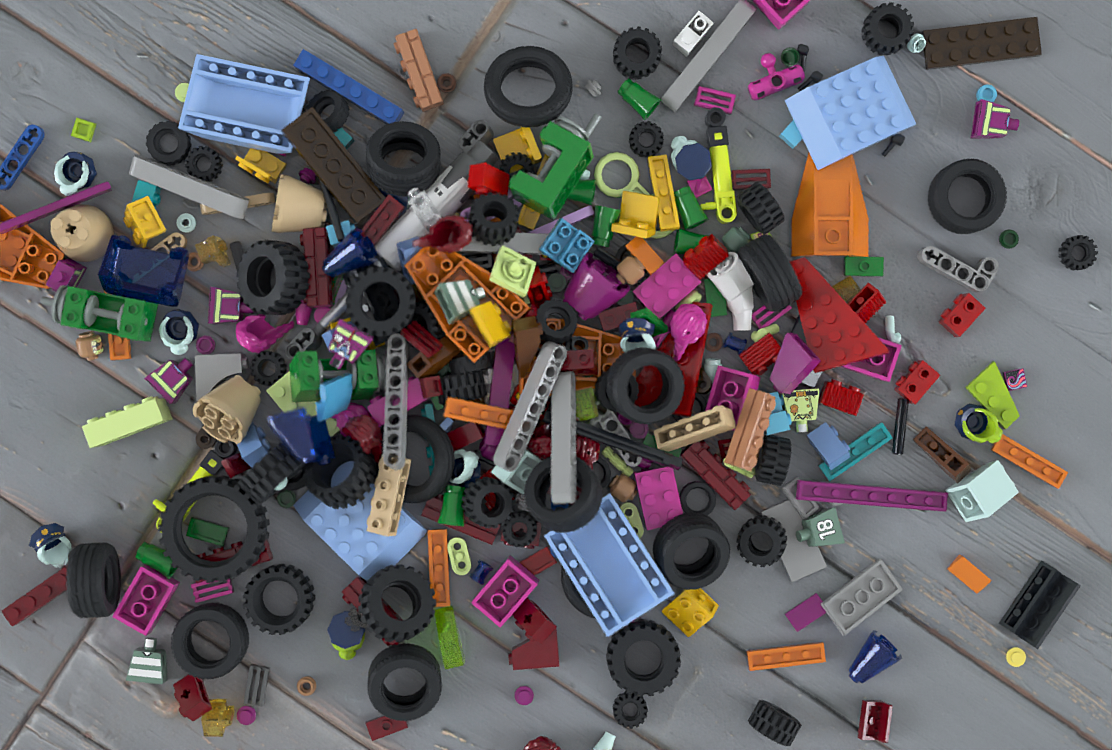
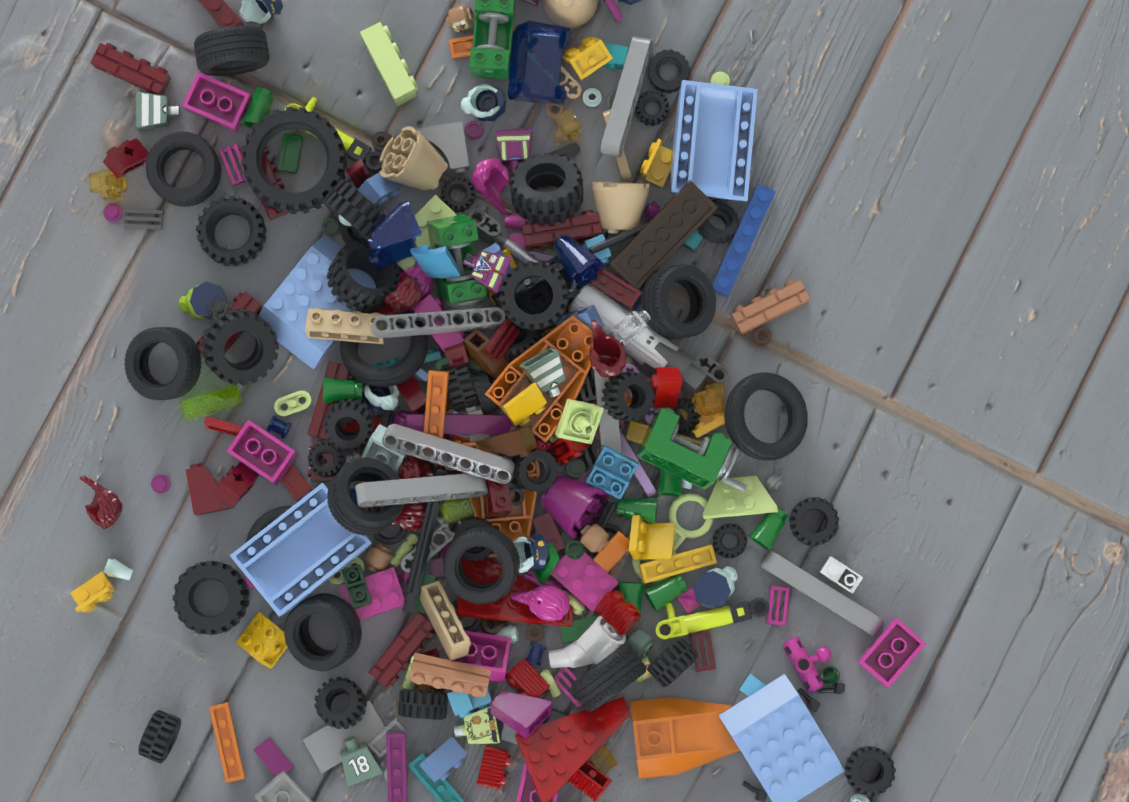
camera: 90 degrees right, 5 degrees down
(103, 683) = (131, 70): none -> dark red brick
(171, 379) = (436, 101): magenta torso -> none
(302, 690) = (143, 264): medium nougat plate -> none
(384, 726) = (116, 349): dark red plate -> none
(439, 566) = (280, 384): orange plate -> none
(474, 628) = (222, 426): none -> red tile
(505, 138) = (711, 400): none -> clear yellow brick
(608, 133) = (729, 501): none -> yellowish green wing
(625, 720) = (146, 587): black tyre -> none
(639, 291) = (574, 549): none -> dark green plate
(650, 512) = (356, 586): none -> dark green slope
(701, 485) = (389, 634): black tyre -> none
(863, 266) = (628, 775): green plate -> none

